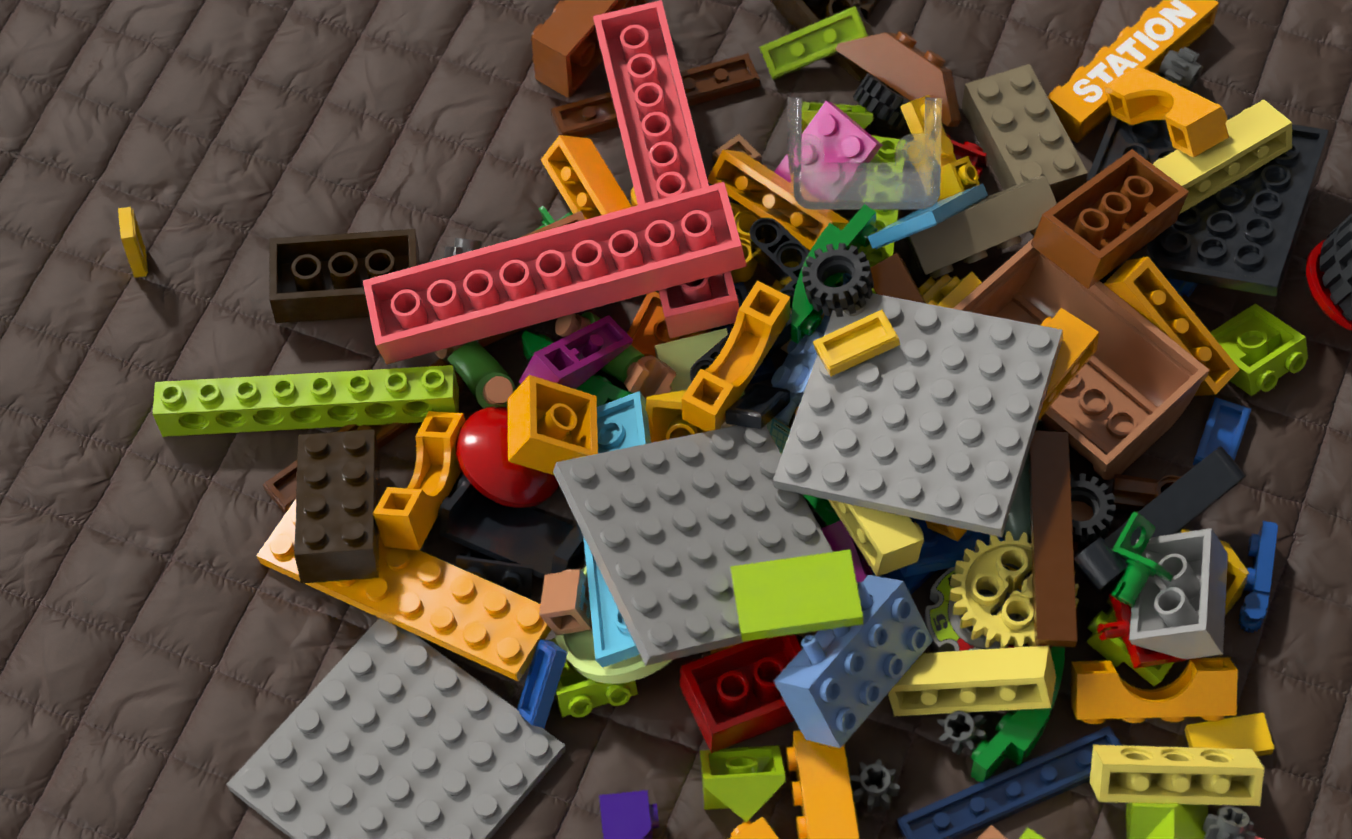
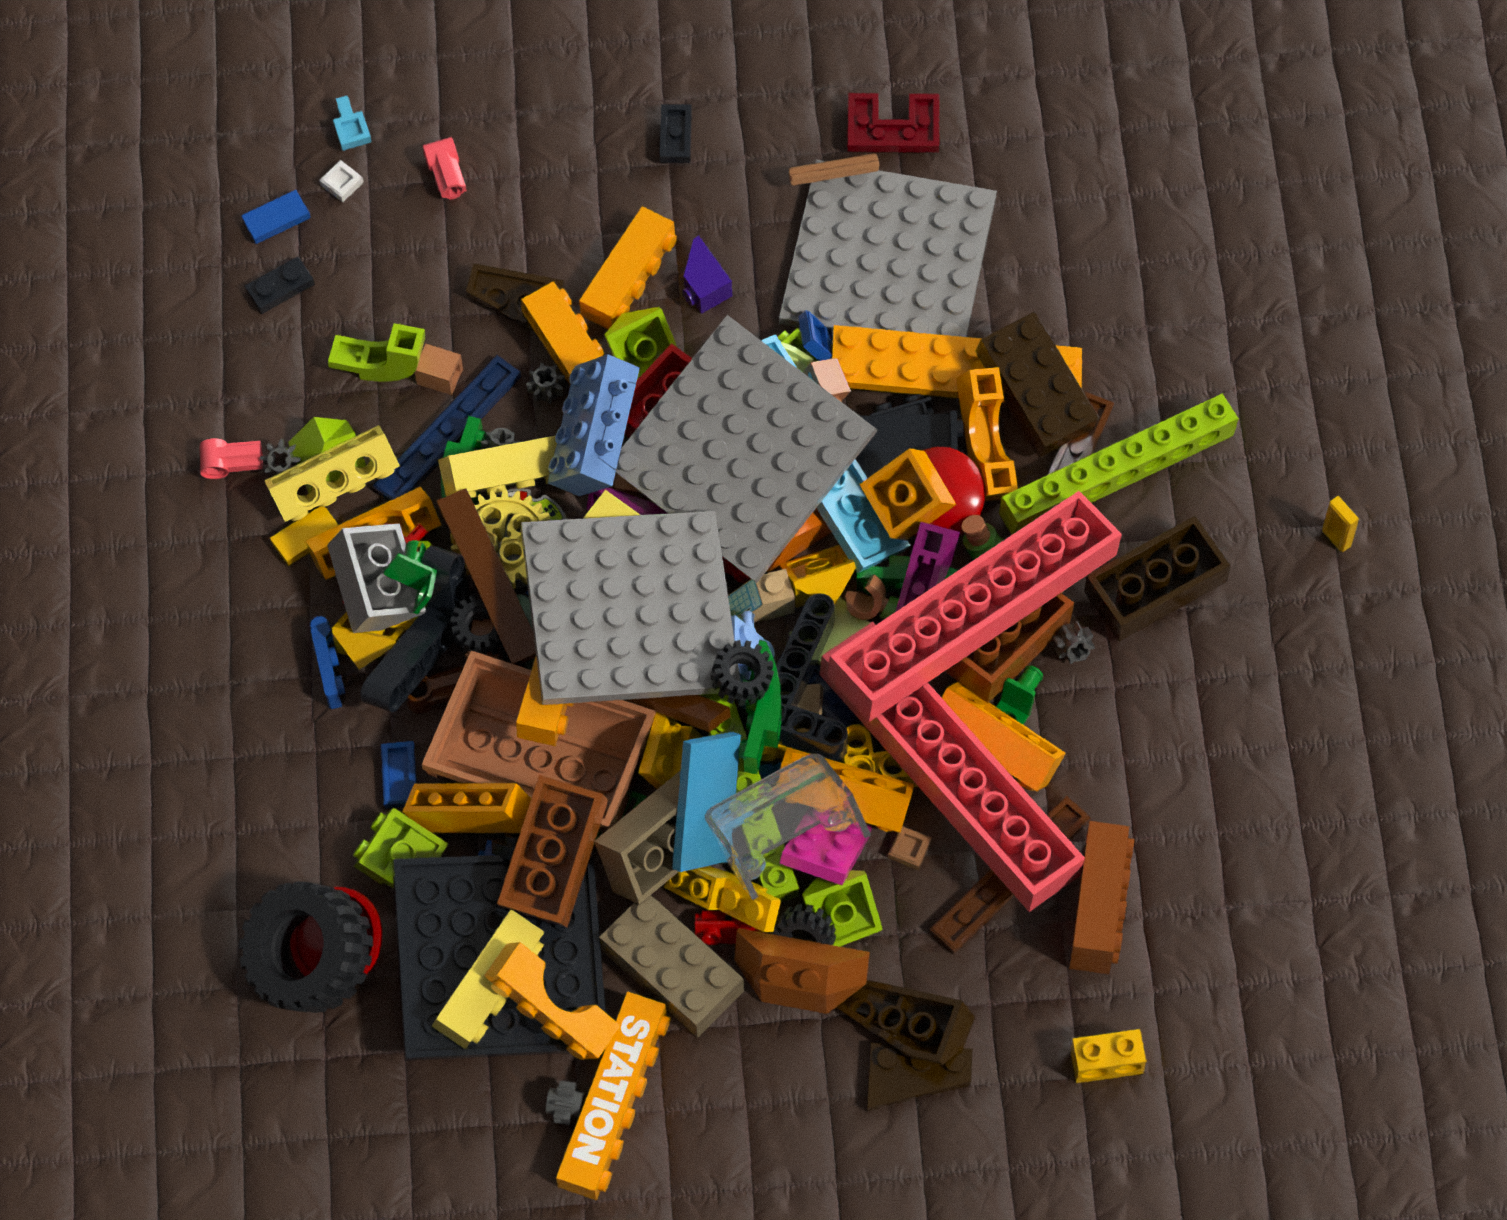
camera: 155 degrees right, 5 degrees up
(752, 336) = (796, 601): light orange arch -> none
(758, 406) = (764, 591): black tile -> none
(796, 595) = (648, 412): lime tile -> none
(812, 43) = (897, 973): lime tile -> none
(856, 343) = (701, 629): yellow tile -> none

